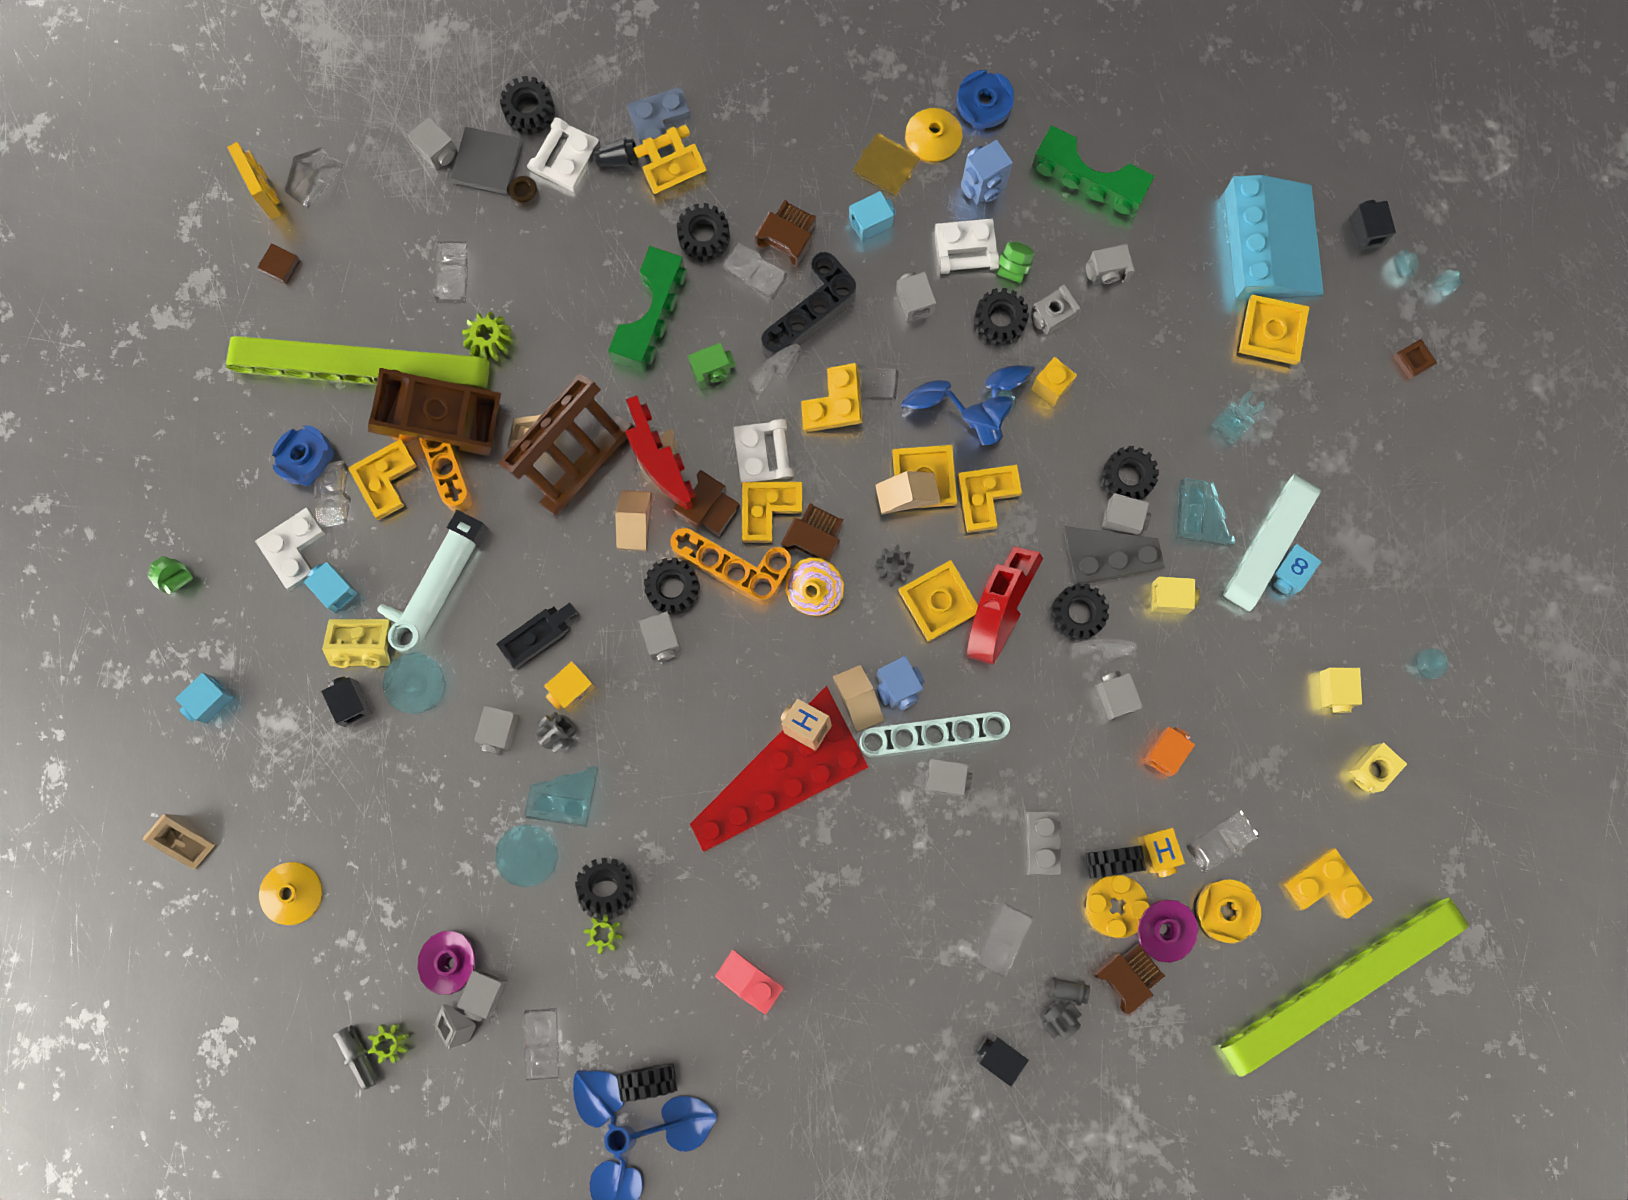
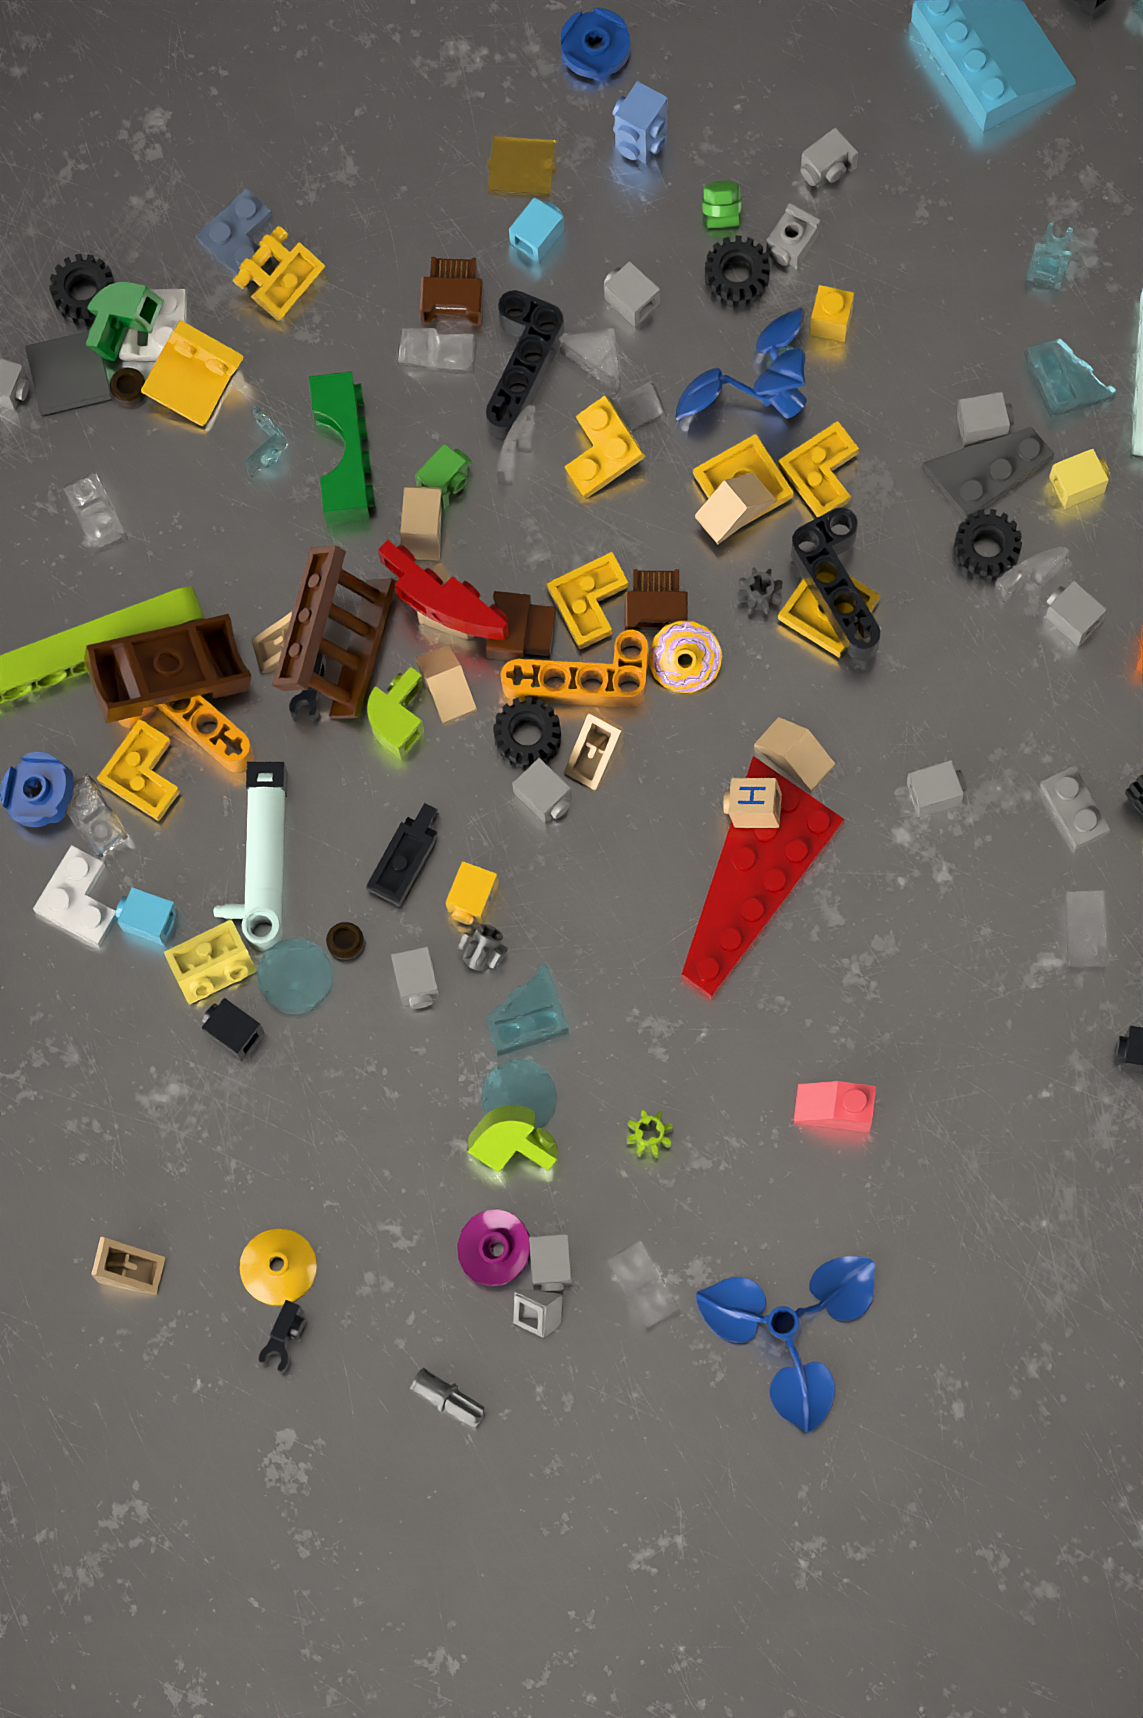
camera: 20 degrees left, 5 degrees down
(203, 699) = (69, 1104): medium azure brick -> none
(267, 945) = (287, 1326): none -> black plate
(378, 1046) = (476, 1375): lime gear -> none
(462, 675) = (345, 940): none -> dark brown plate
(489, 325) = (176, 550): lime gear -> none
(500, 882) = (511, 1130): none -> lime brick
(538, 131) = (117, 309): none -> green brick
(544, 466) = (310, 696): none -> black plate
(568, 203) = (191, 373): none -> yellow bracket
(578, 522) = (390, 720): none -> lime brick
(594, 287) = (270, 450): none -> clear light blue bracket
(599, 873) = (621, 1067): black tyre -> none
(616, 153) = (214, 295): black cone -> none
(647, 1082) = (780, 1259): black tyre -> none
(674, 392) = (422, 521): none -> tan slope
(700, 216) = (351, 316): black tyre -> none
(712, 625) = (595, 750): none -> tan slope
(753, 454) = (541, 550): white plate -> none
(867, 328) = (594, 353): none -> clear slope
(899, 684) = (833, 712): medium blue brick -> none
(929, 145) = (560, 122): yellow dish -> none
(947, 726) = (906, 735): light aqua beam -> none
(952, 594) = (842, 588): none -> black beam
(966, 238) = (653, 204): white plate -> none
(999, 603) = (896, 577): red slope -> none
(1060, 159) = (796, 72): green arch -> none
(1130, 457) = (970, 354): black tyre -> none
(1274, 329) = (1041, 144): yellow plate -> none

